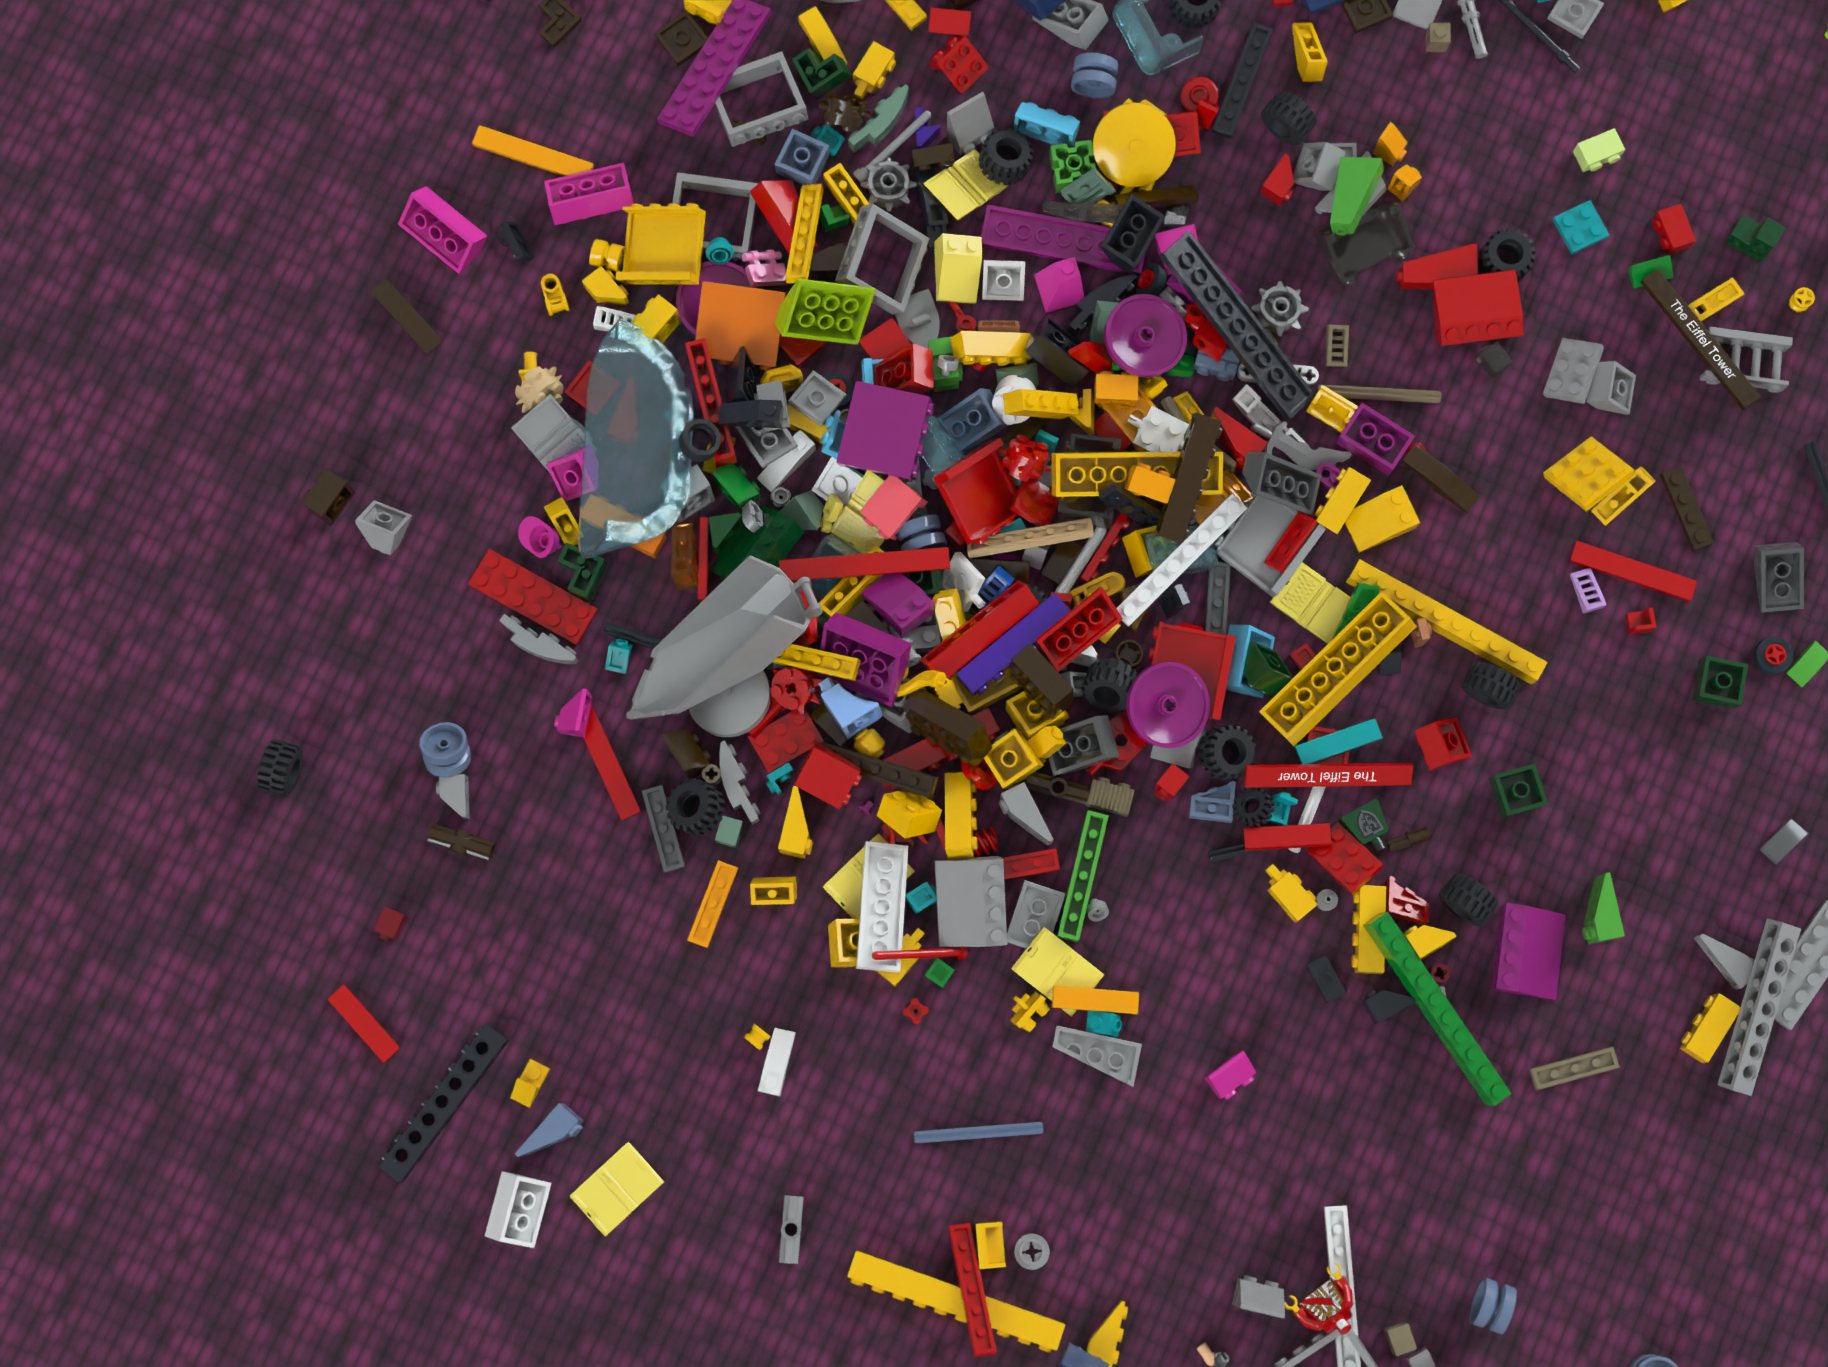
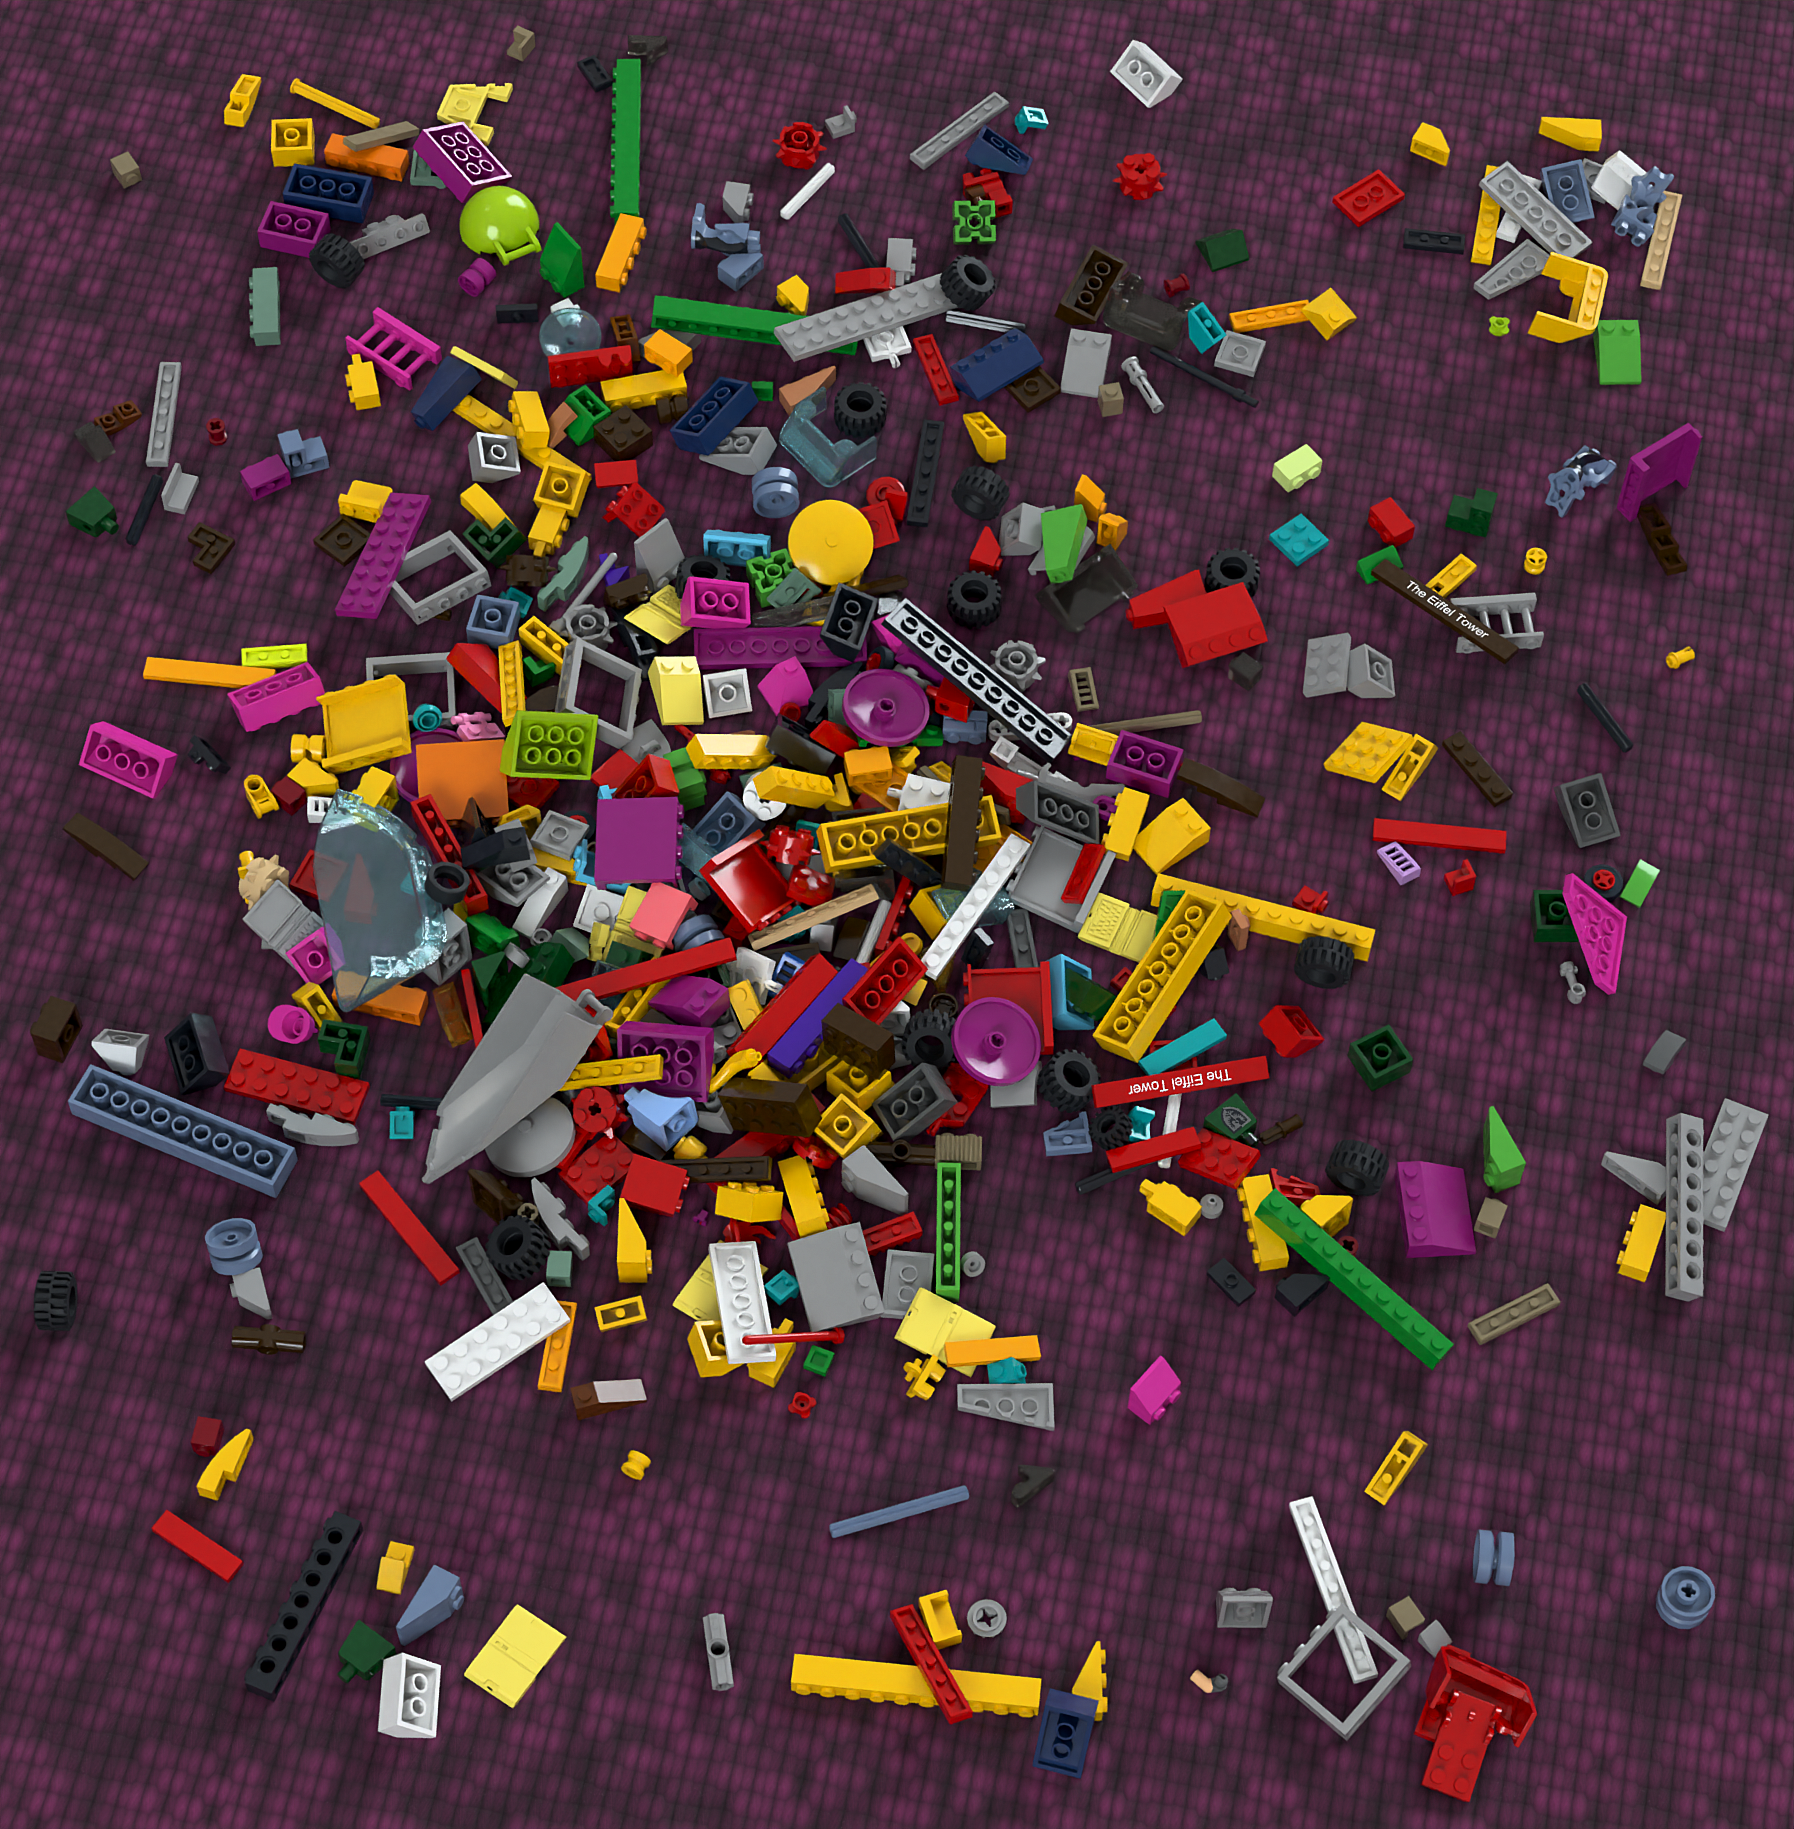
camera: 15 degrees left, 20 degrees down
(401, 955) = (225, 1465): none -> yellow slope
(422, 622) = (183, 1131): none -> sand blue brick
(449, 546) = (196, 1054): none -> black slope
(486, 1159) = (363, 1653): none -> dark green torso
(575, 715) = (367, 1184): dark pink slope -> none
(580, 299) = (289, 795): none -> dark red brick
(596, 148) = (275, 656): none -> neon yellow tile
(660, 890) = (497, 1341): none -> white plate
(746, 965) = (606, 1396): none -> reddish brown slope
(776, 1062) = (663, 1489): white slope -> none
(852, 538) = (625, 956): none -> dark green torso
(894, 28) = (562, 488): none -> yellow brick
(947, 363) = (688, 770): light grey tile -> none
(1012, 186) = (715, 604): none -> dark pink slope
(1047, 742) = (878, 1103): yellow brick -> none
(1058, 311) = (791, 711): none -> red plate
(1105, 1132) = (1035, 1480): none -> clear smoke slope
(1149, 483) = (924, 835): light orange brick -> none
(1170, 783) = (1018, 1122): red brick -> none
(1191, 310) = (931, 679): red plate -> none
(1263, 215) = (970, 613): none -> black tyre
(1327, 1306) = (1317, 1593): torso -> none
(1429, 1194) = (1396, 1467): none -> yellow slope
(1495, 613) = (1311, 901): none -> red bracket
(1578, 971) = (1490, 1217): none -> dark tan brick
(1718, 761) = (1576, 990): none -> light grey bar
(1756, 710) = (1599, 931): none -> dark pink plate

